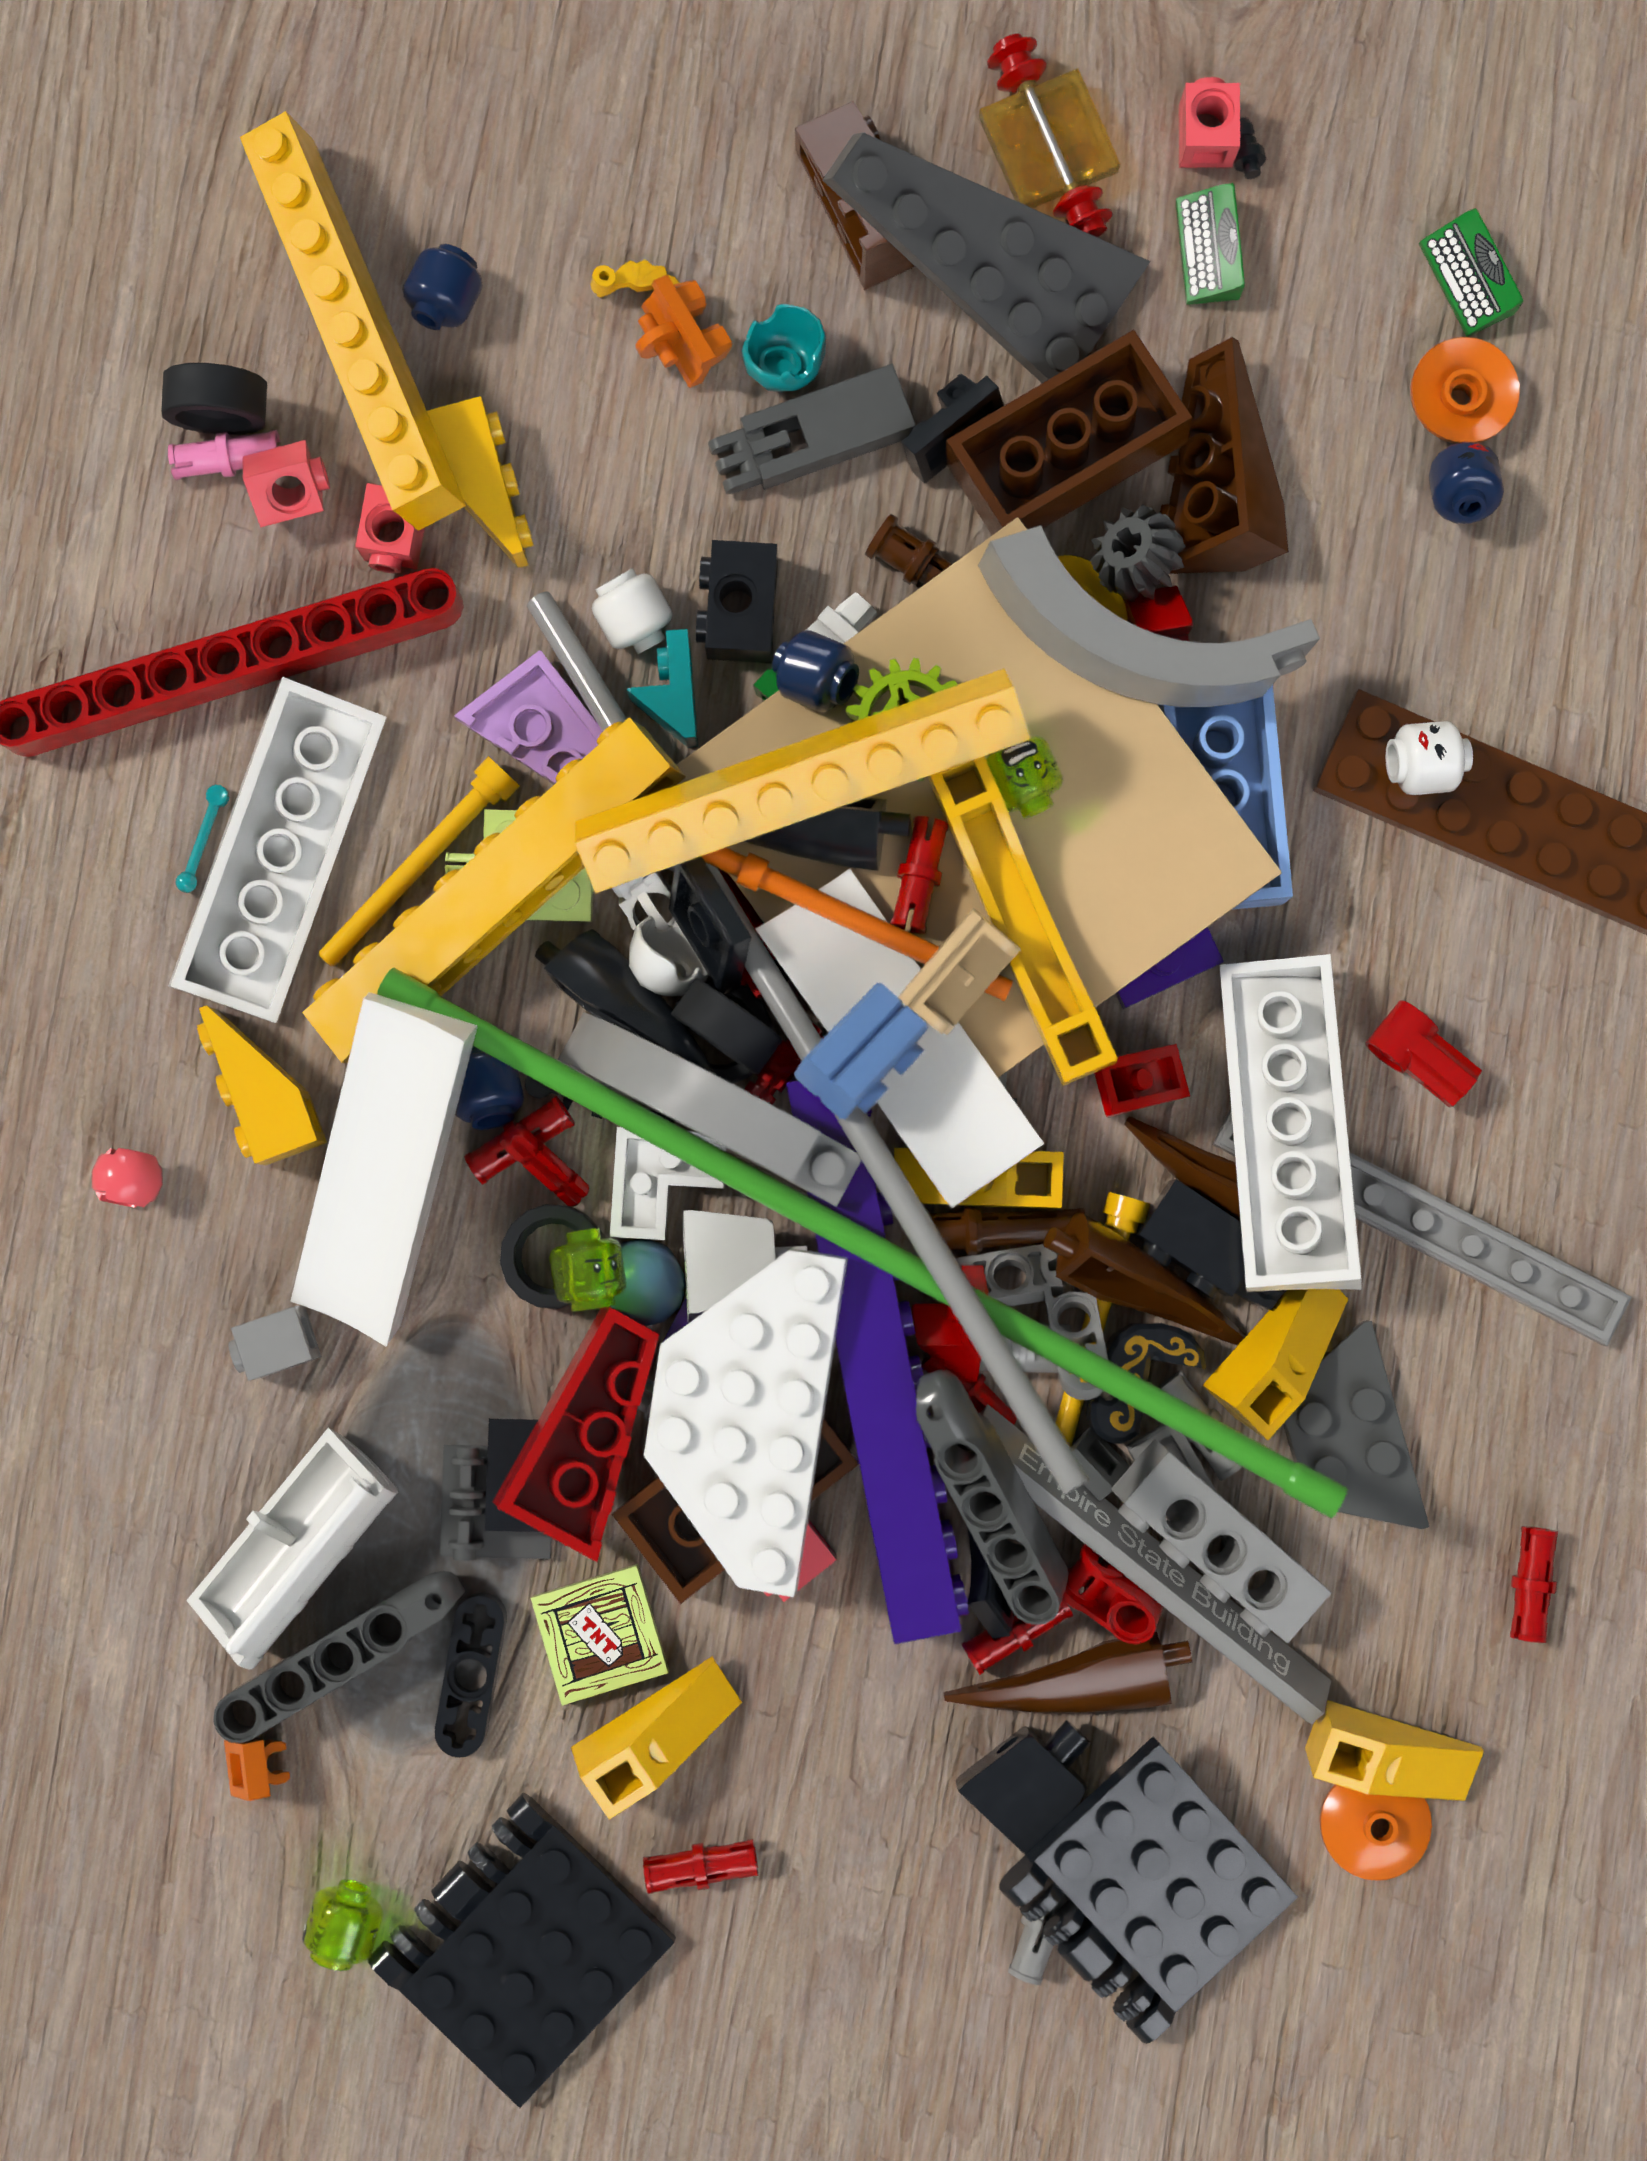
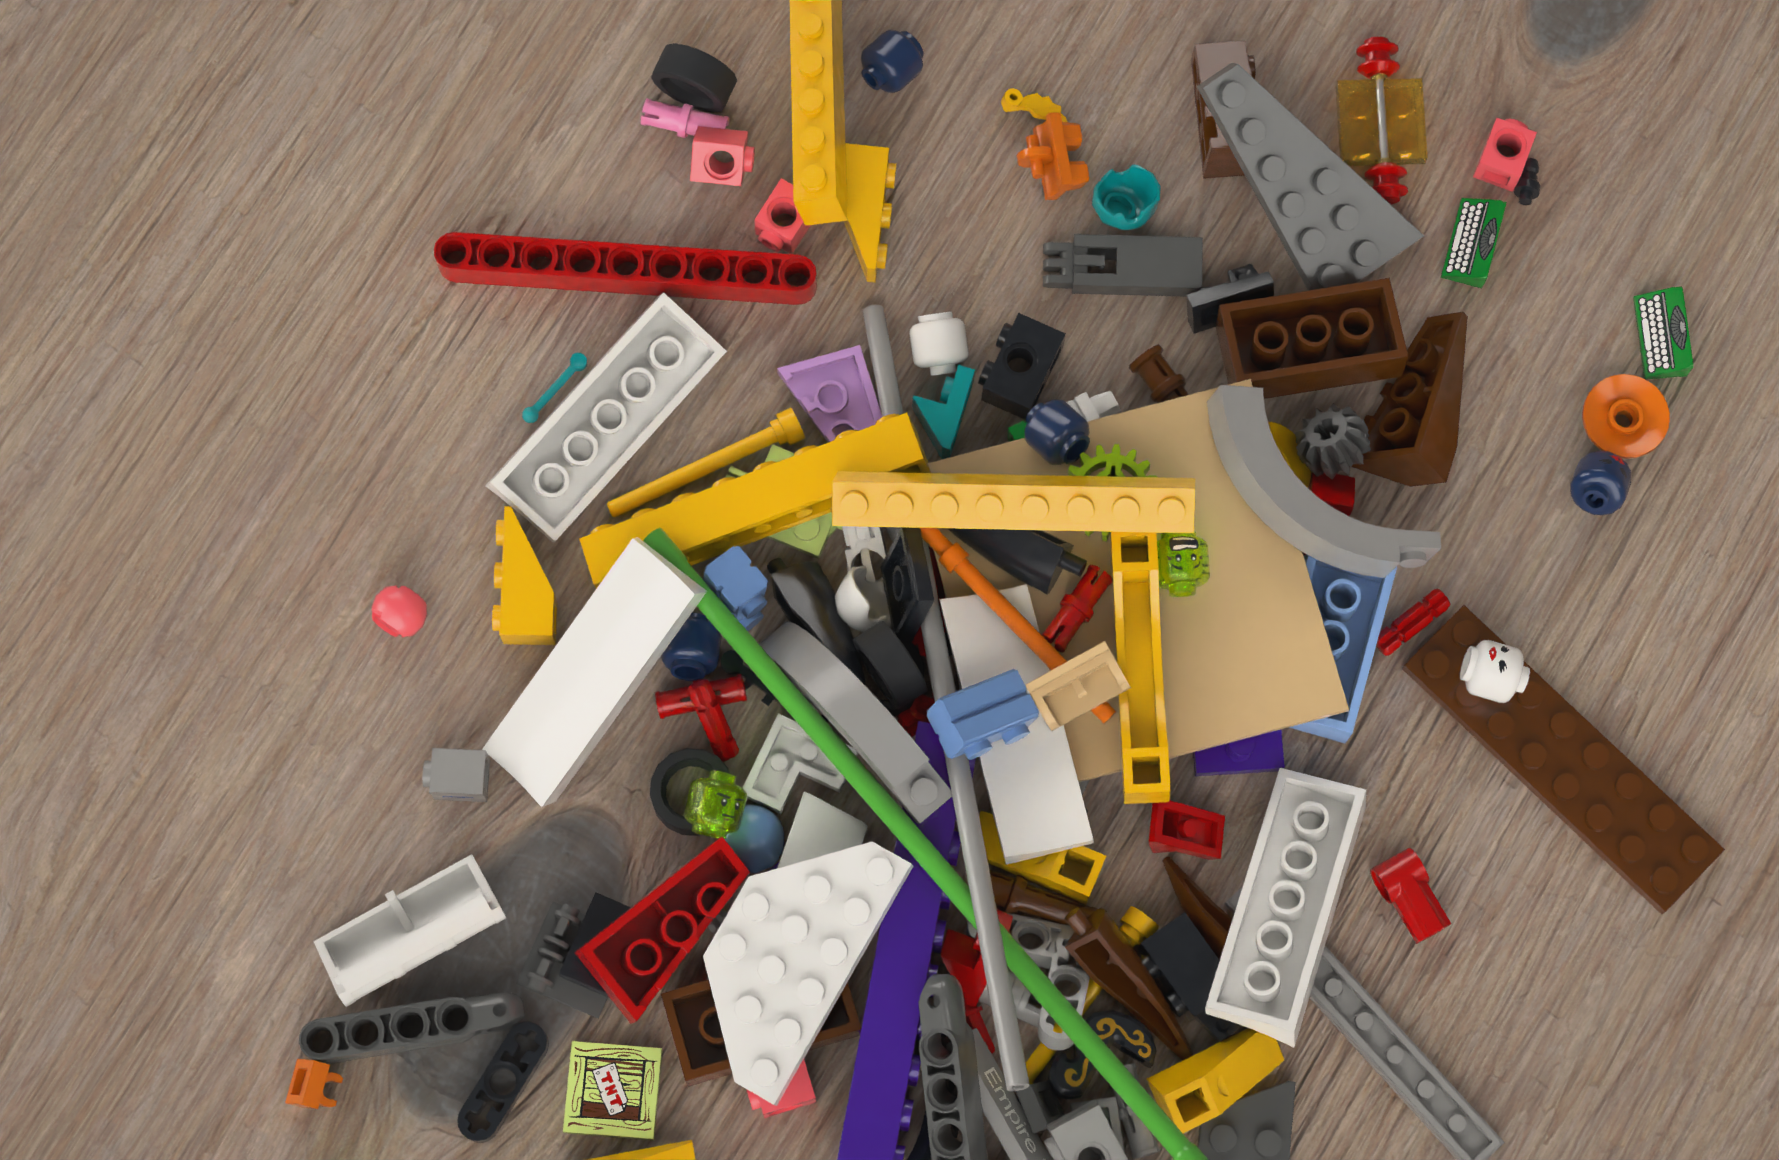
camera: 20 degrees right, 10 degrees down
(510, 1001) = (738, 585): none -> medium blue brick
(1308, 729) = (1412, 621): none -> red axle

